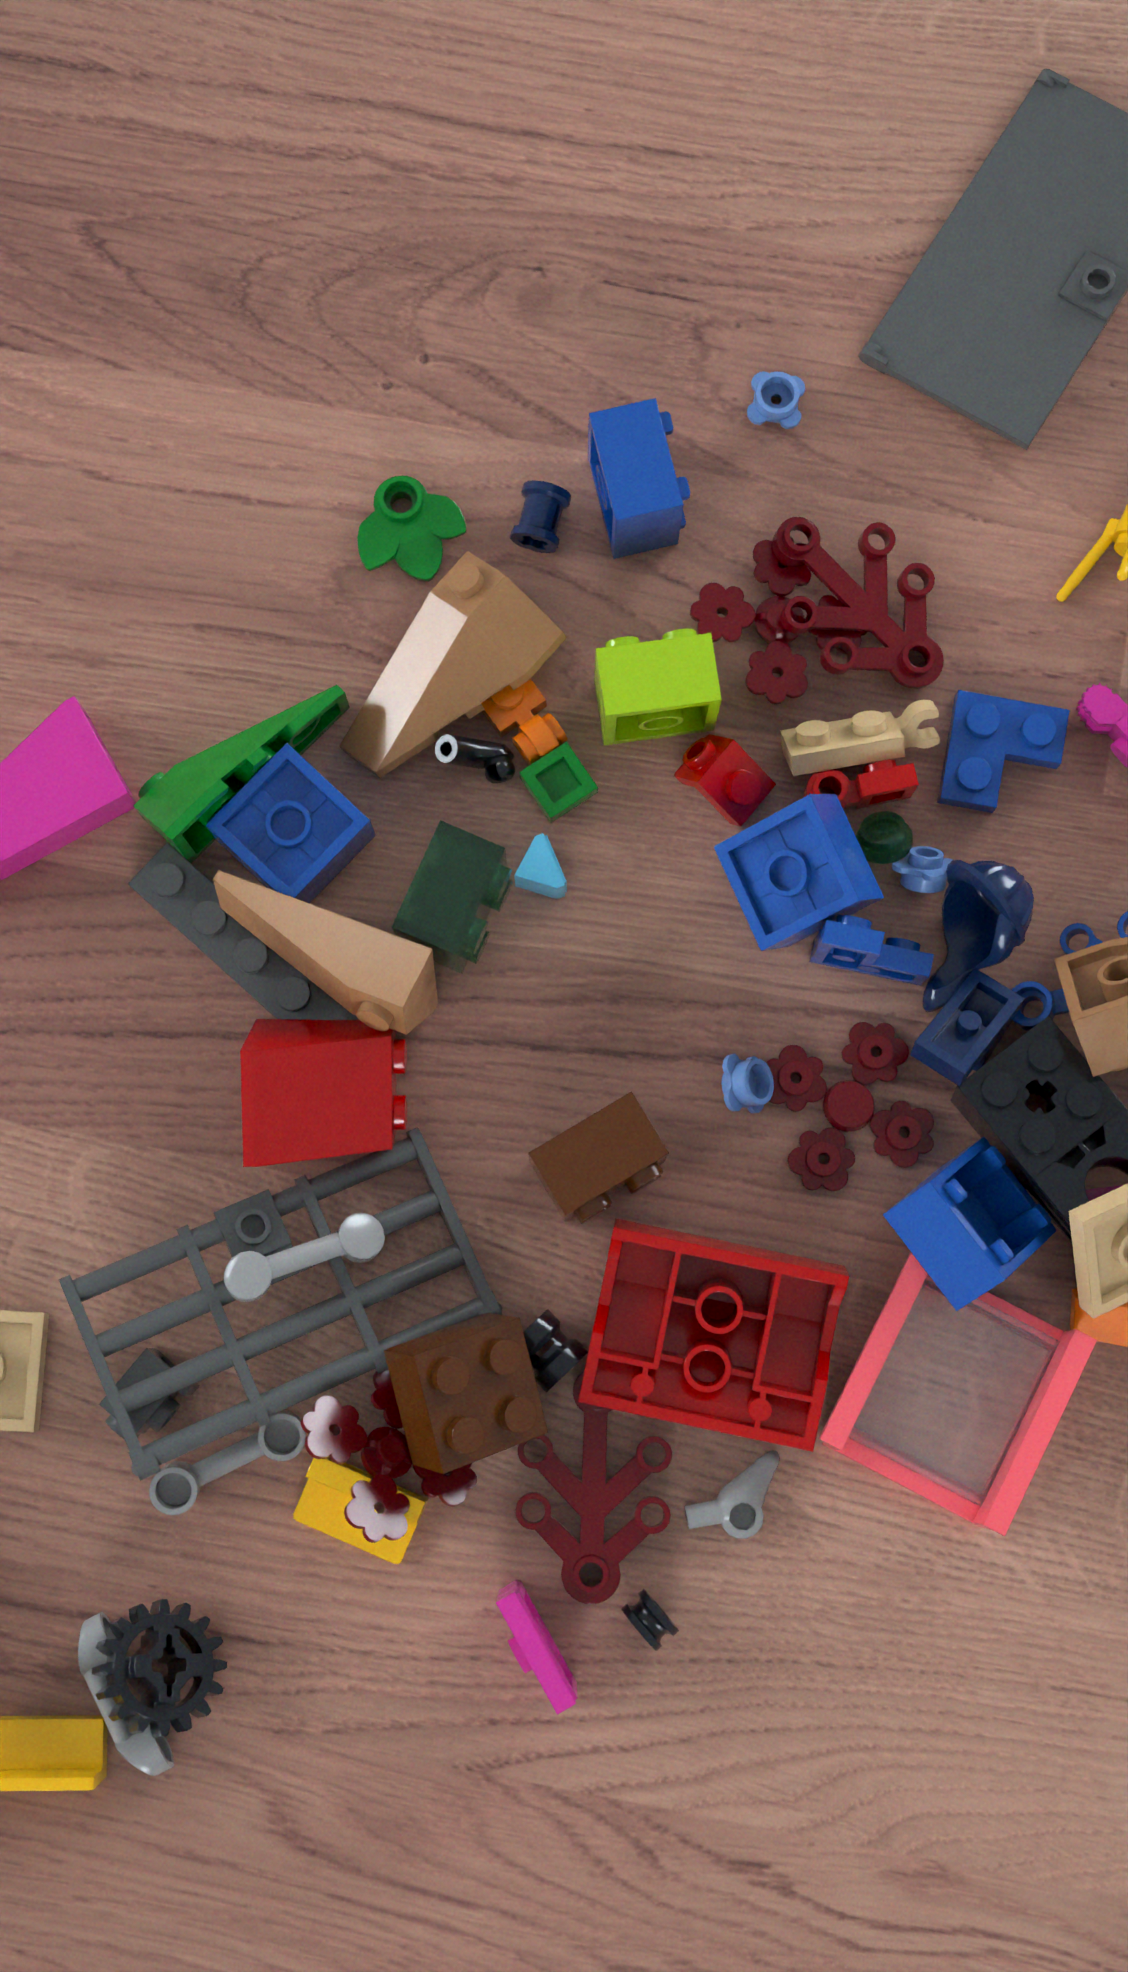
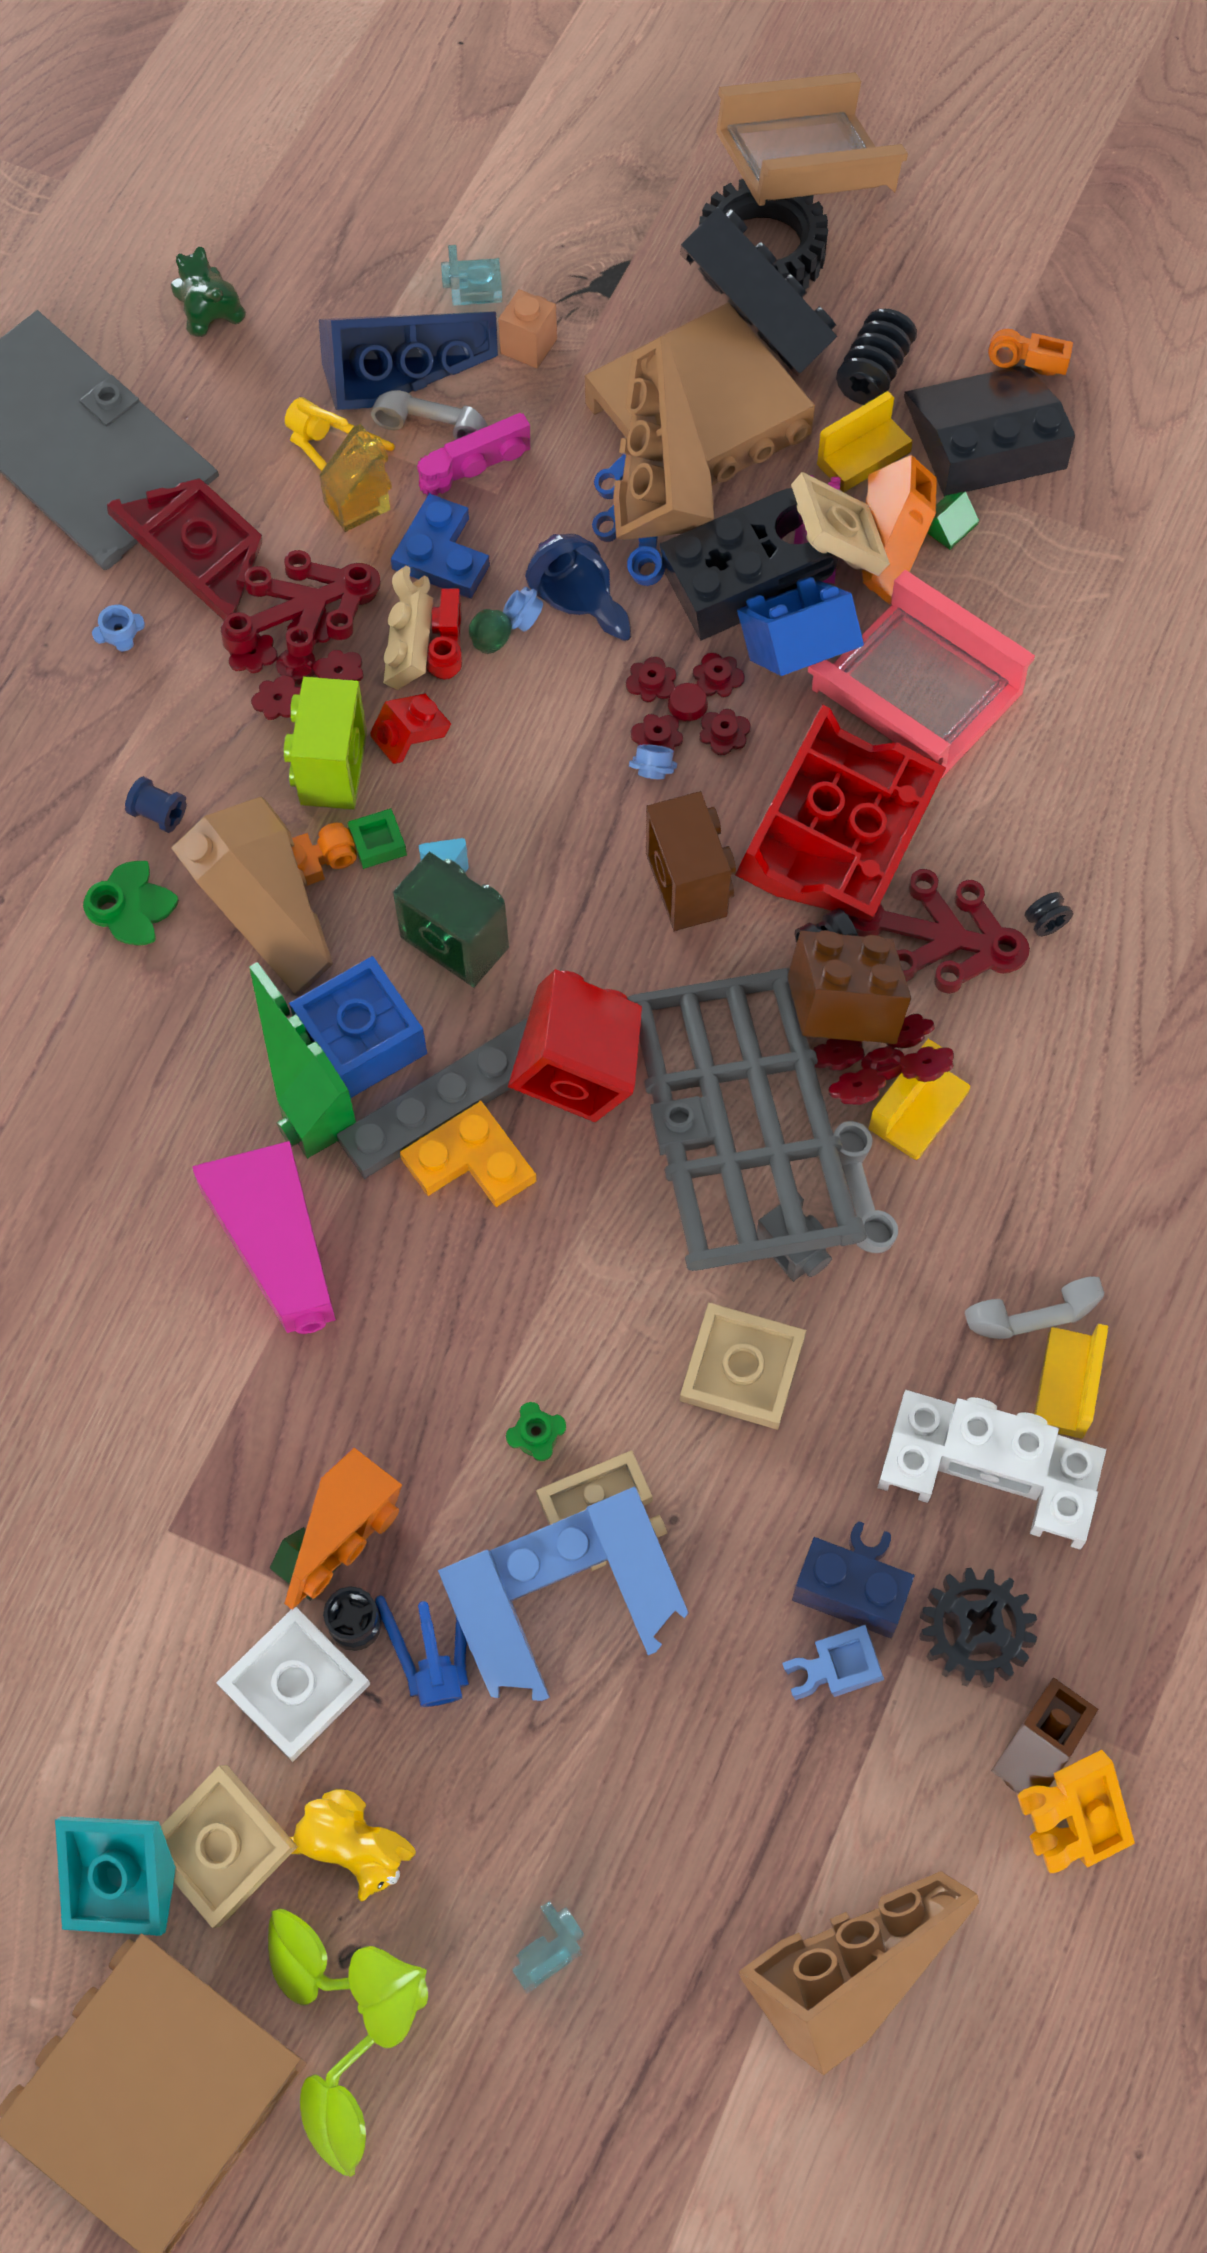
camera: 75 degrees left, 15 degrees down
(159, 1691) = (1019, 1266): black gear -> none
(194, 1001) = (471, 1144): none -> light orange plate
(251, 1273) = (718, 1114): light grey bar -> none
(361, 967) = (479, 996): medium nougat wedge -> none
(477, 754) = (338, 884): black arm -> none
(535, 1646) = (1054, 981): dark pink plate -> none
(636, 477) = (153, 721): blue container -> none
(738, 1502) = (973, 840): light grey animal -> none
(798, 871) = (503, 678): blue container -> none
(858, 948) = (575, 653): blue plate -> none
(918, 451) = (194, 539): none -> dark red wing
(967, 1027) = (652, 601): dark blue slope -> none
(1051, 617) = (356, 480): none -> clear yellow slope

